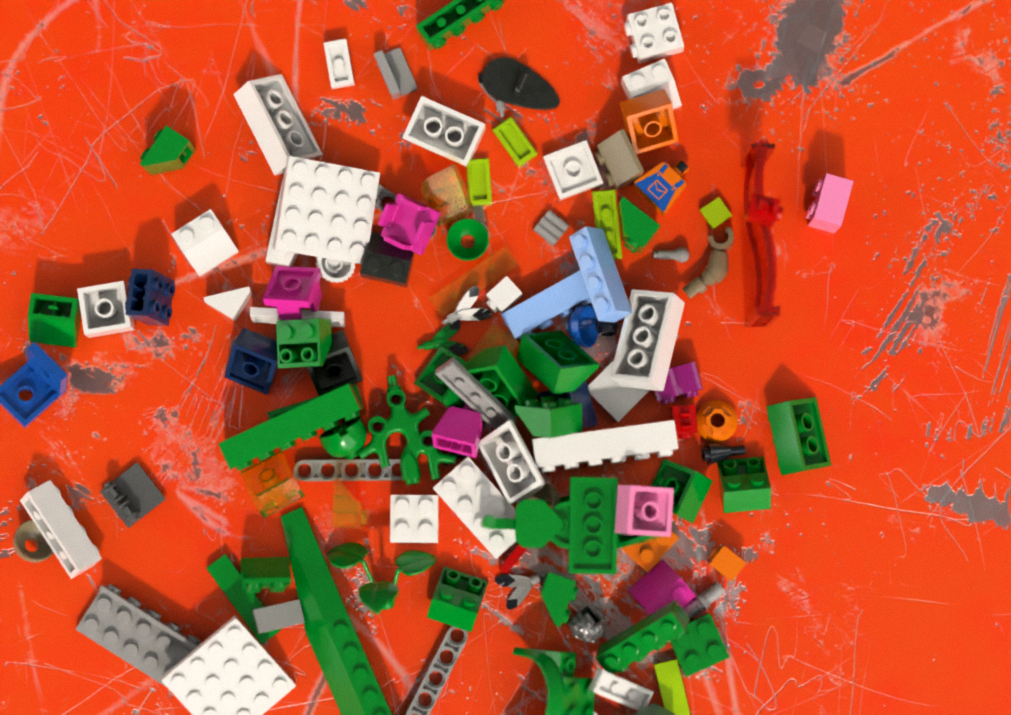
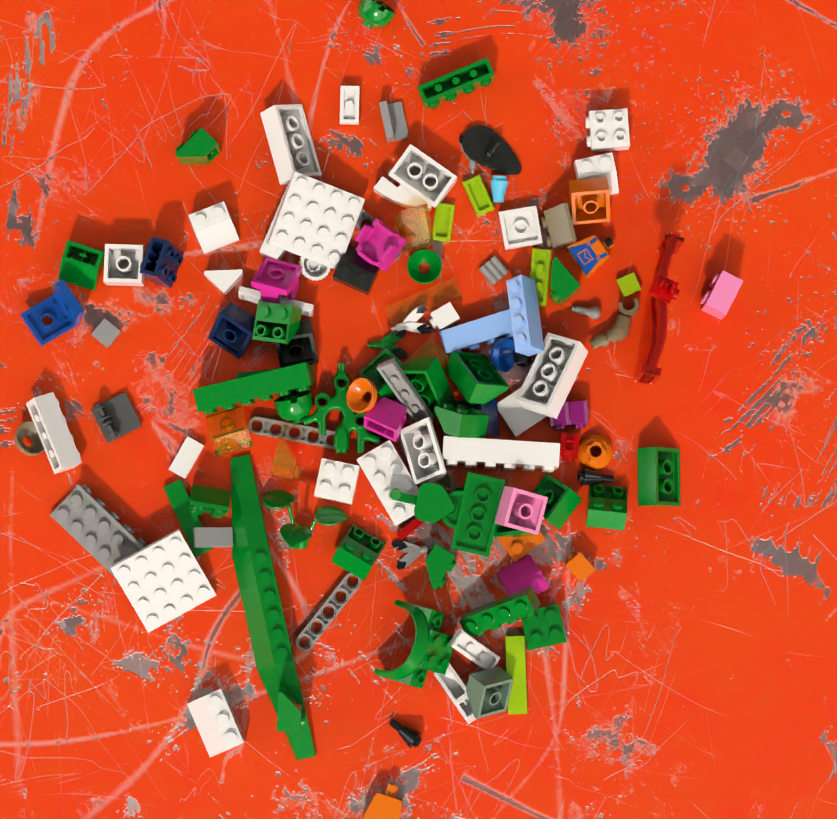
camera: 15 degrees right, 0 degrees up
(100, 395) = (106, 333): none -> light grey piece
(227, 526) = (186, 457): none -> white tile
(417, 410) = (356, 395): none -> orange piece
(419, 160) = (399, 196): none -> white slope
(537, 128) = (498, 188): none -> medium azure cone
(588, 624) = (459, 593): flat silver piece -> none
(703, 600) = (555, 592): light grey pin -> none

